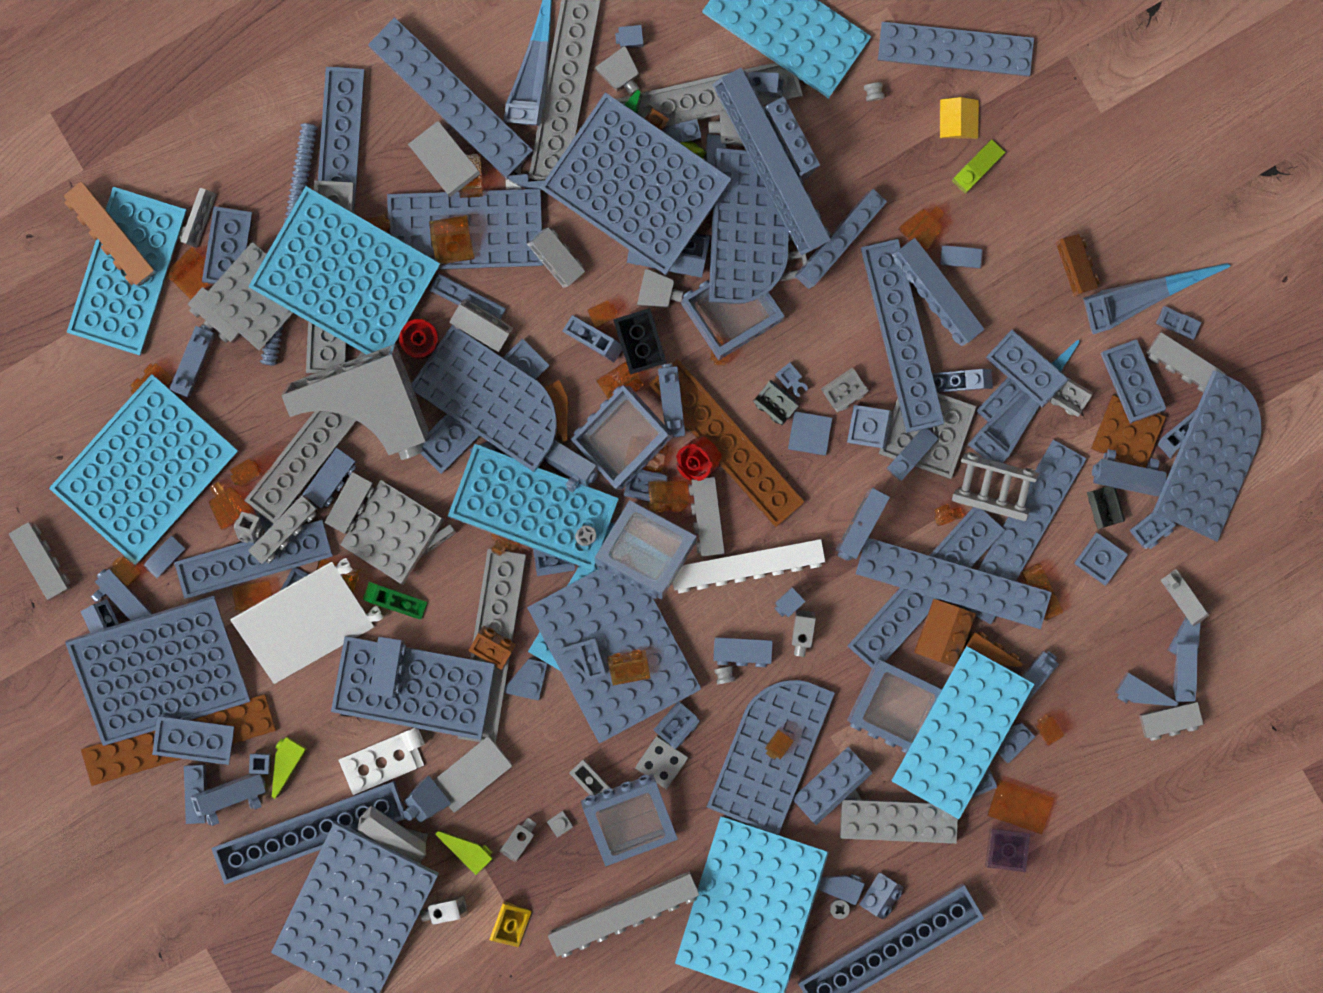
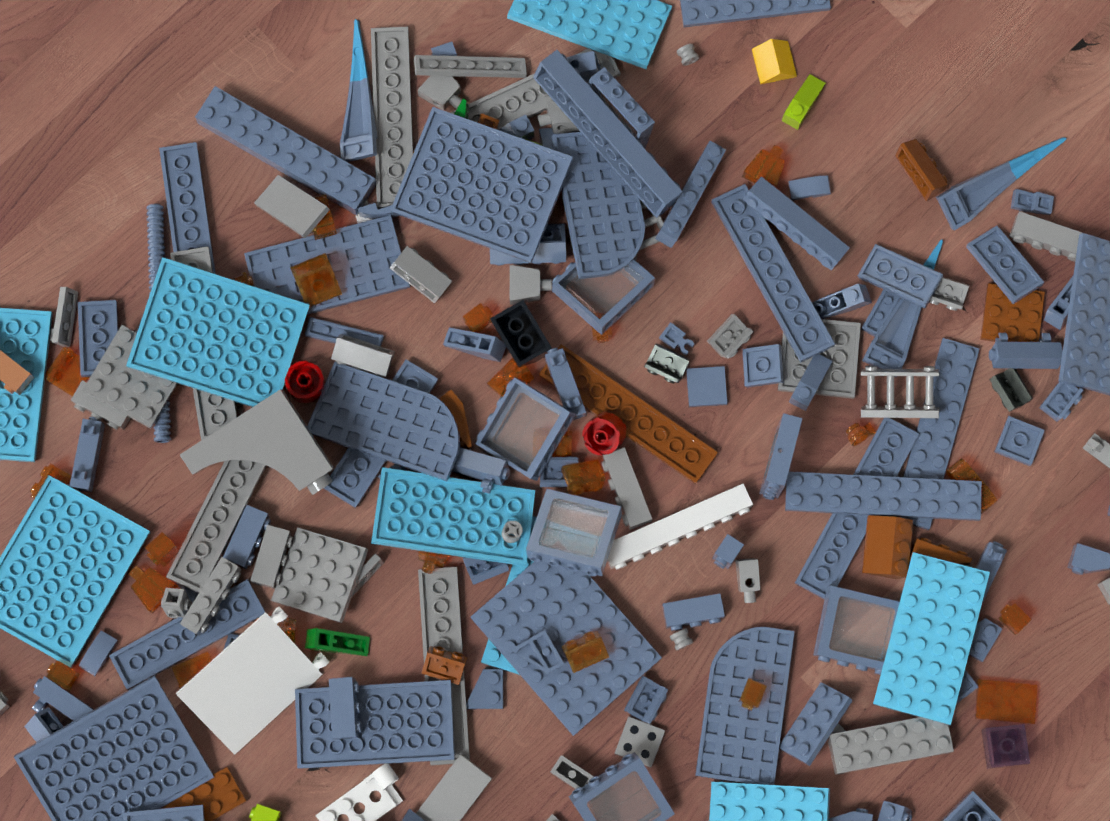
camera: 15 degrees left, 10 degrees down
(653, 55) = (470, 66): none -> light grey plate

